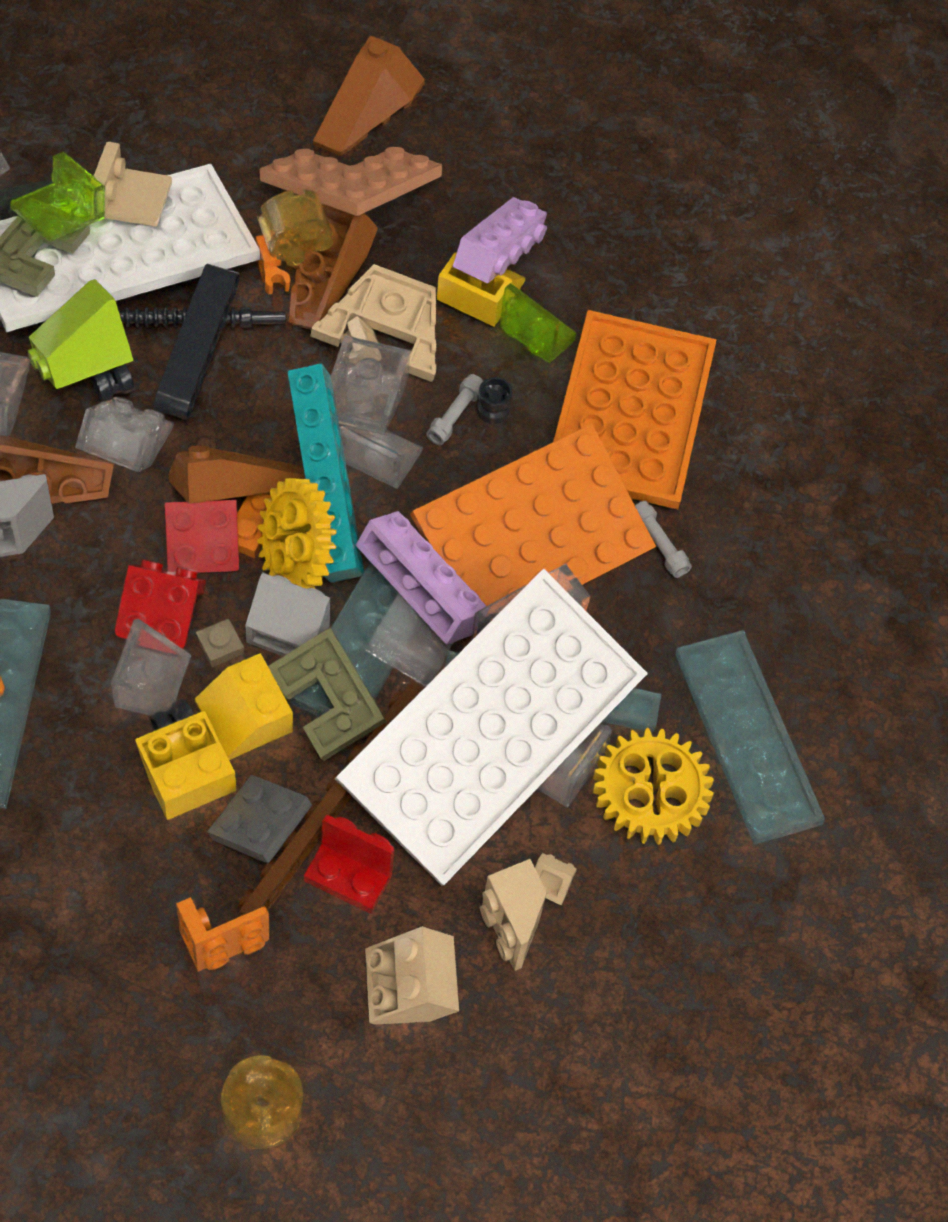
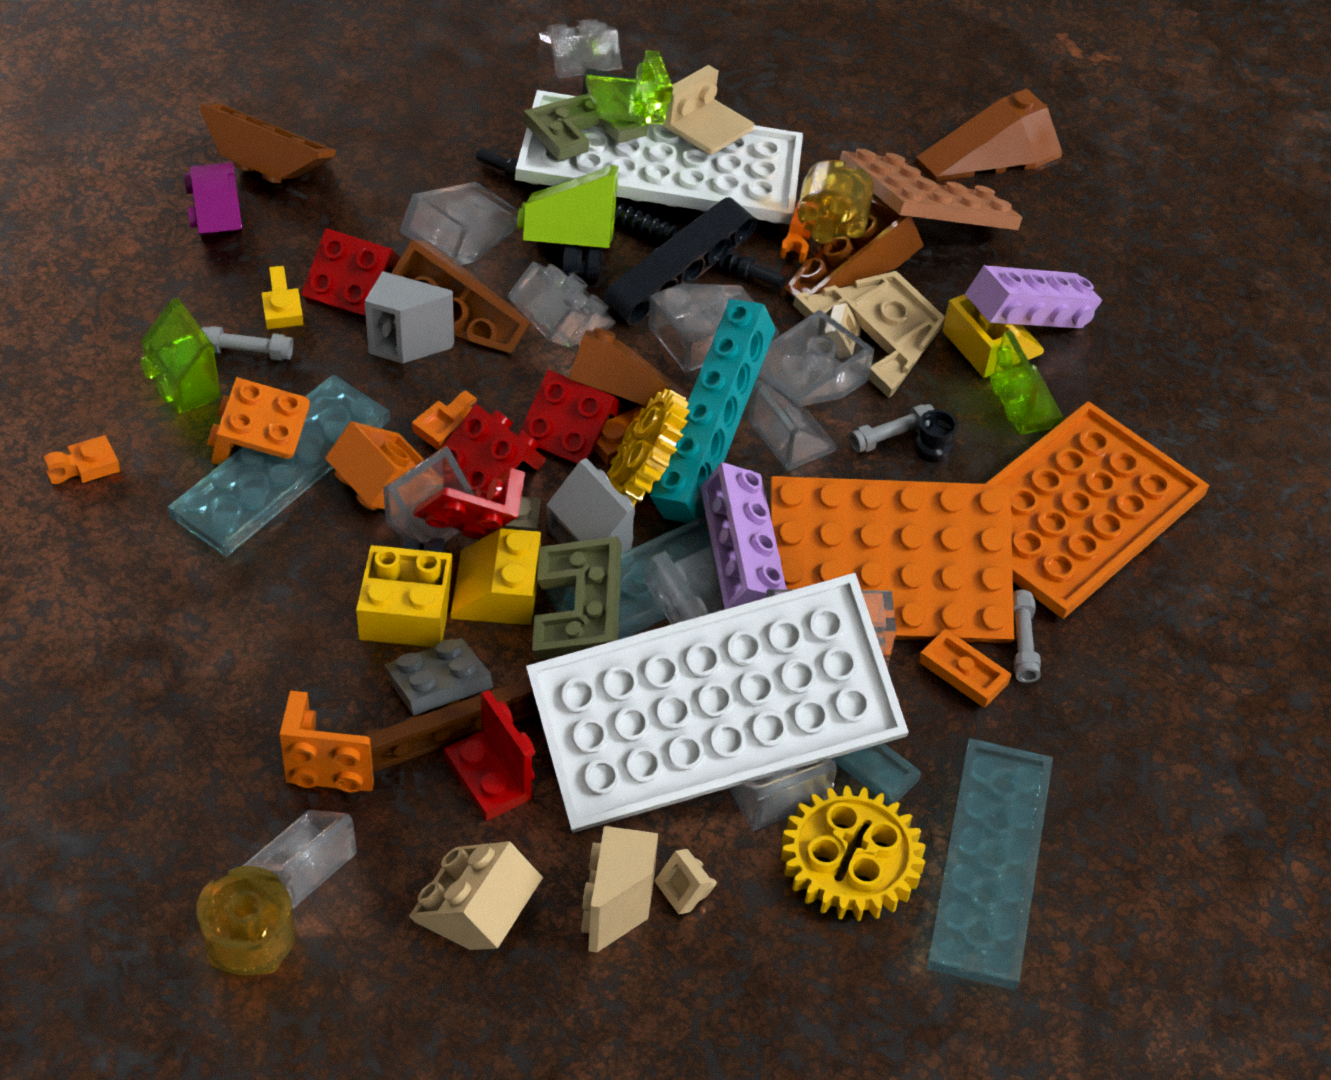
camera: 35 degrees right, 10 degrees down
(79, 661) = (371, 459): none -> orange slope
(103, 593) = (441, 420): none -> orange plate
(203, 651) = (479, 513): none -> red bracket
(249, 387) = (688, 318): none -> clear slope
(256, 1019) = (308, 851): none -> clear slope
(636, 590) = (964, 668): none -> orange plate

